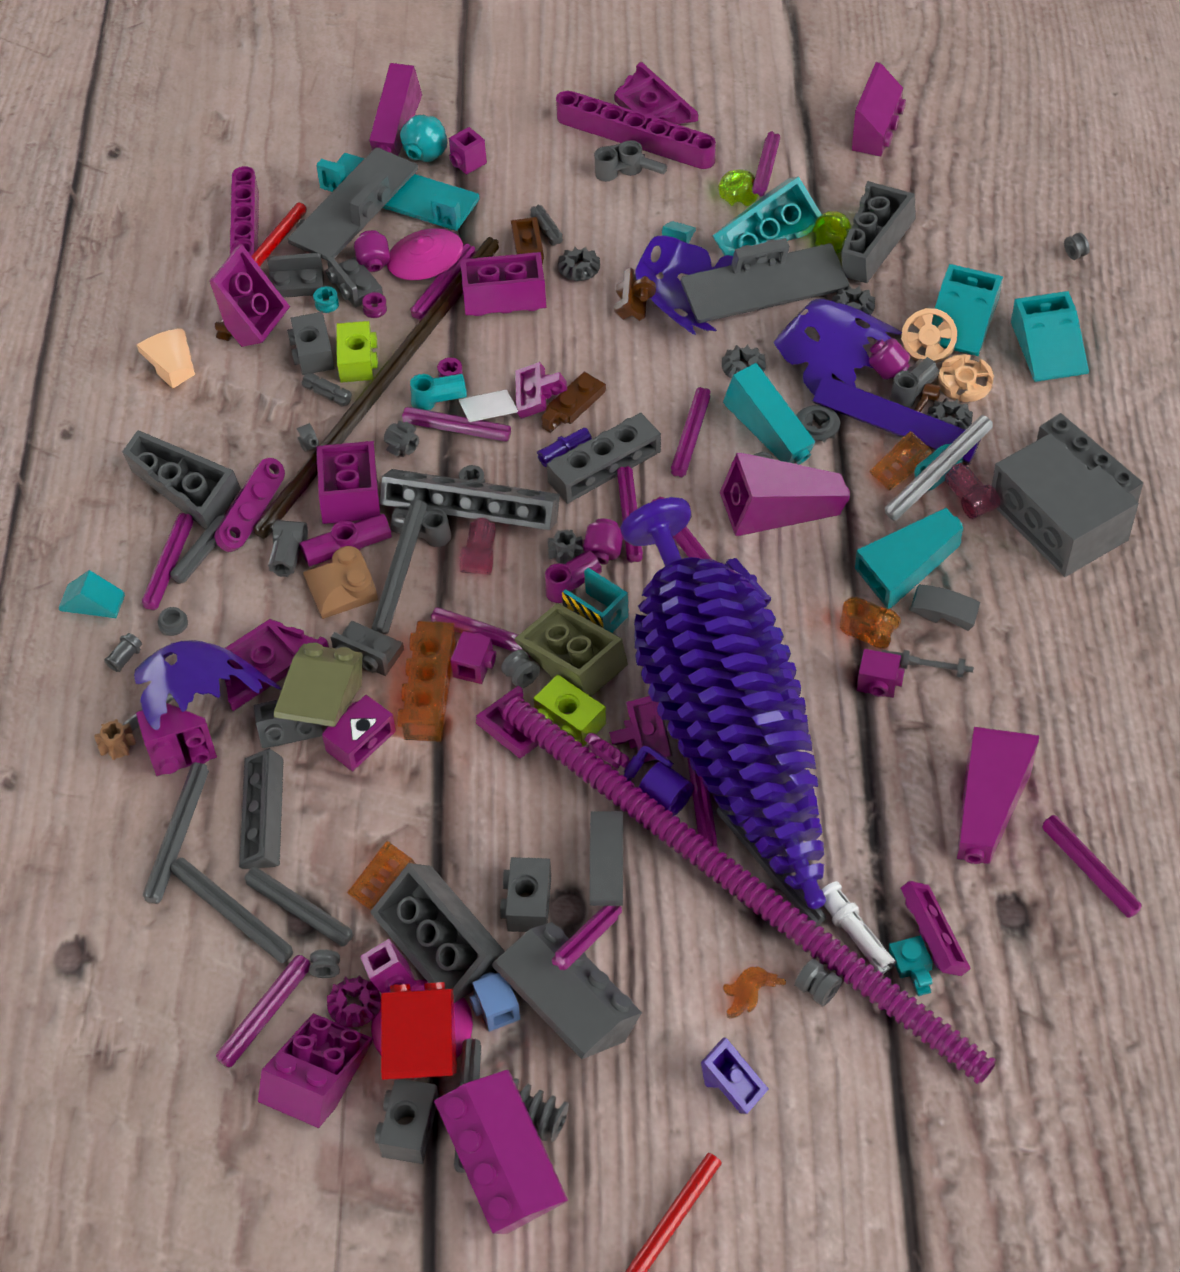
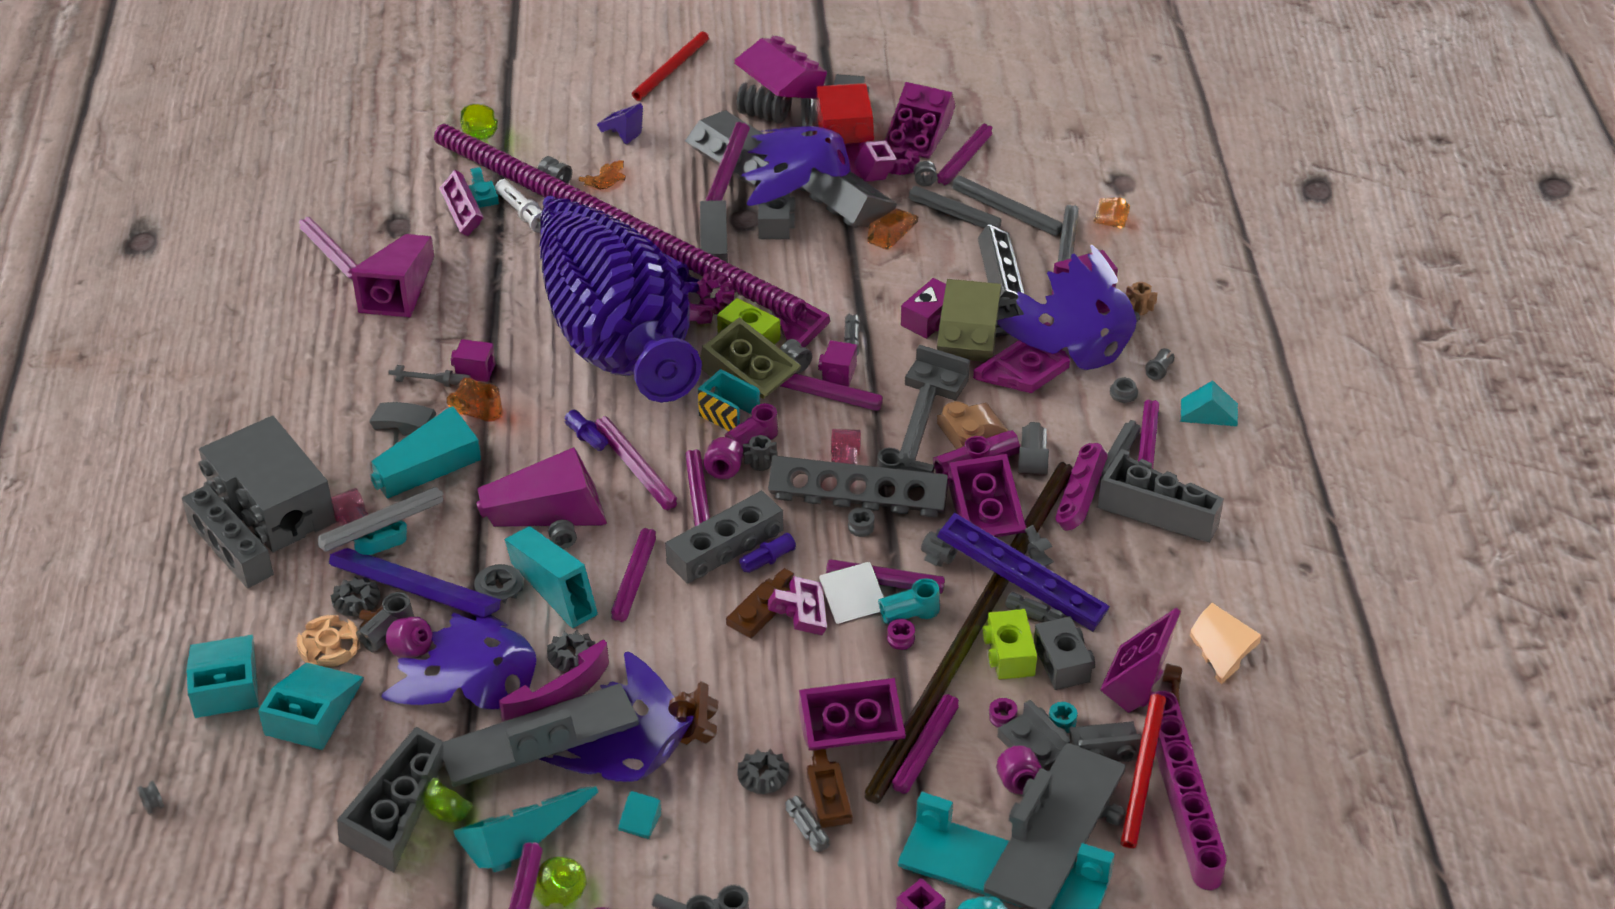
camera: 175 degrees right, 10 degrees down
(103, 888) = (1112, 212): none -> clear orange slope
(331, 406) = (1023, 572): none -> dark purple tile
(425, 254) = (956, 773): dark pink hat -> none
(428, 721) = (875, 345): clear orange brick -> none
(453, 707) = (852, 325): none -> dark grey axle
(506, 939) = (800, 154): none -> dark purple piece
(775, 308) = (566, 687): none -> magenta slope
(866, 301) = (450, 720): dark grey gear -> none
(902, 448) = (413, 542): clear orange slope -> none
(929, 335) = (356, 669): light nougat piece -> none
(936, 1083) = (478, 121): none -> clear neon green hair

